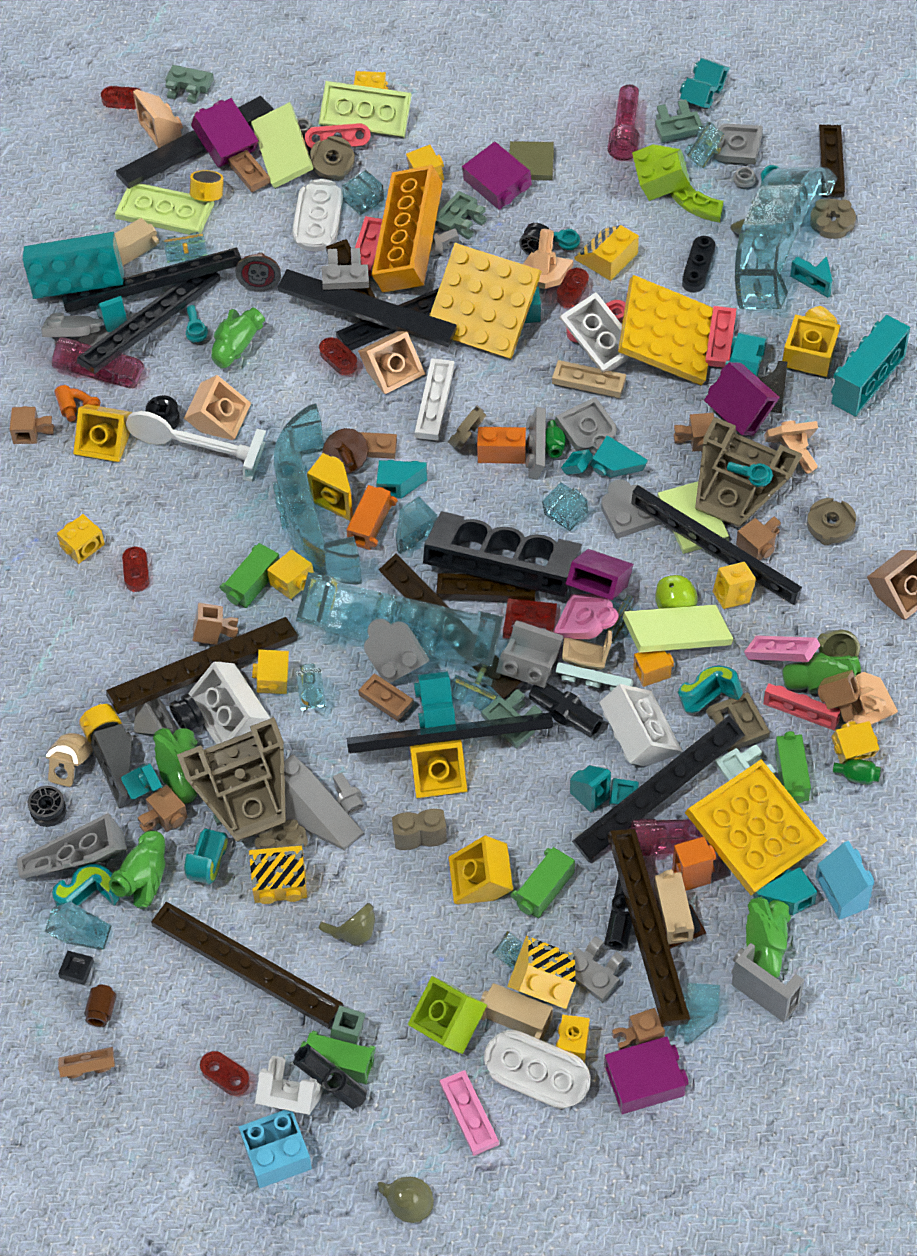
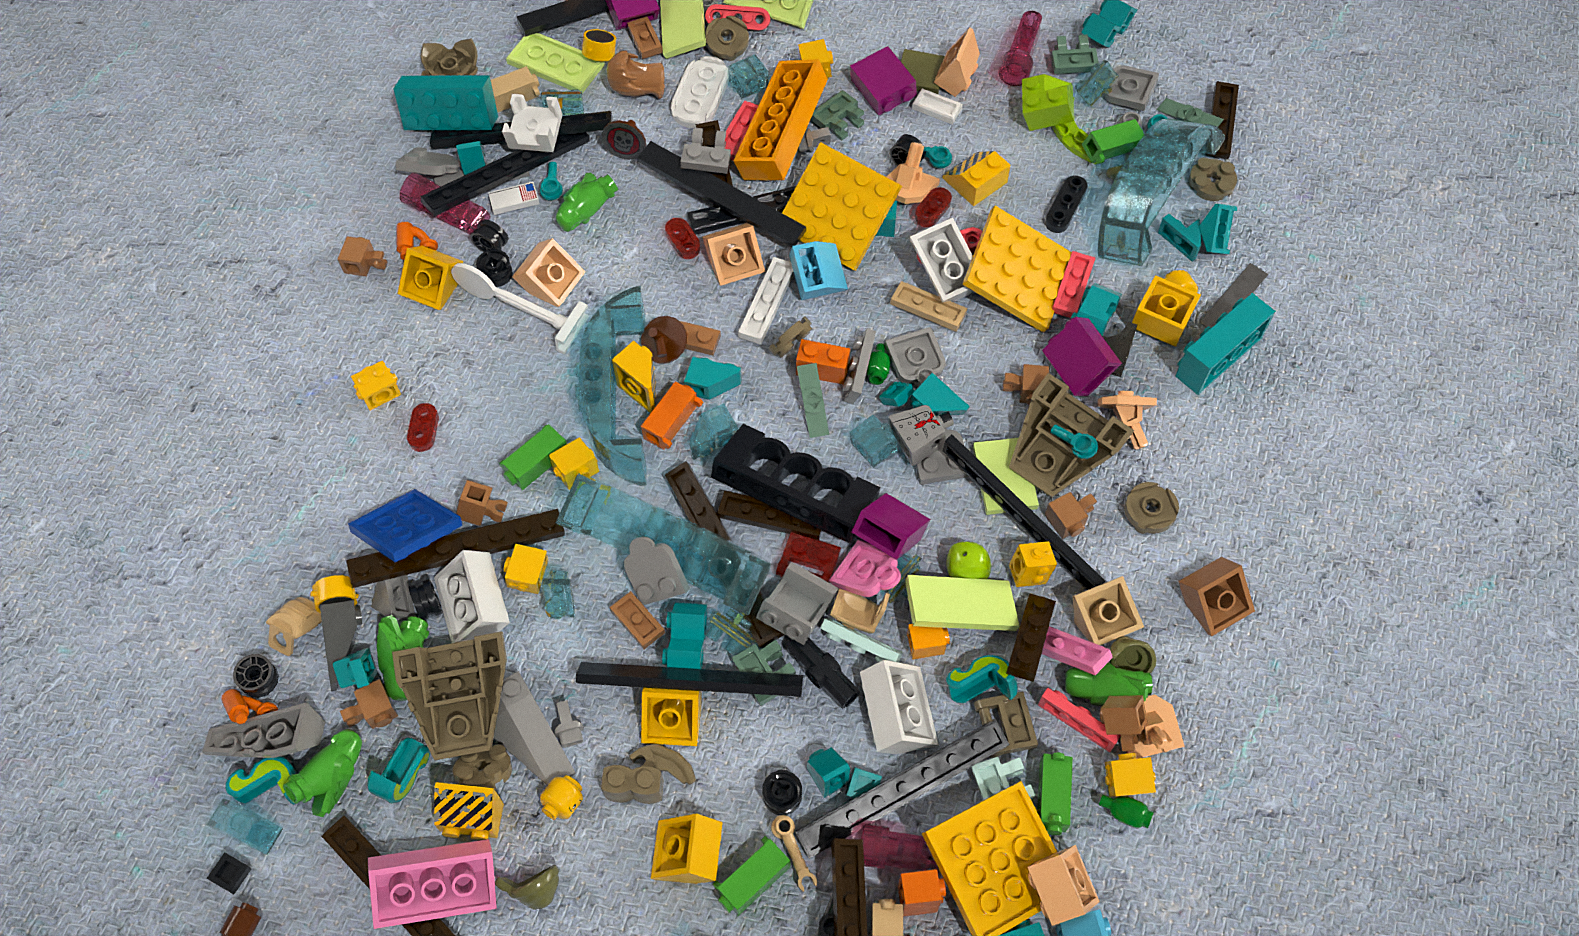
camera: 10 degrees right, 5 degrees up
(43, 833) = (238, 706): none -> orange plant
(67, 224) = (454, 61): none -> dark tan brick
(150, 384) = (489, 236): none -> black wheel
(151, 651) = (405, 525): none -> blue plate
(161, 346) = (513, 198): none -> white tile
(167, 274) = (533, 126): none -> white panel
(251, 212) = (635, 78): none -> medium nougat piece
(264, 936) = (431, 883): none -> bright pink slope
(358, 852) = (561, 797): none -> yellow head
(452, 808) = (666, 760): none -> dark tan piece
(476, 362) = (817, 269): none -> medium azure slope
(500, 480) = (813, 400): none -> sand green piece
(553, 822) = (778, 803): none -> black wheel
(554, 191) = (937, 106): none -> white tile
(566, 845) = (792, 848): none -> tan brick
(567, 148) = (959, 64): none -> light nougat slope
(606, 490) = (919, 431): none -> light grey torso
(731, 197) = (1112, 141): none -> bright green brick
(745, 644) = (1031, 637): none -> dark brown plate
(797, 159) = (1188, 113): none -> sand green piece
(807, 611) = (1106, 612): none -> tan slope
(812, 833) = (1063, 885): none -> light nougat slope
(844, 262) = (1216, 228): none -> teal slope
(883, 305) = (1241, 288): none -> flat silver sticker

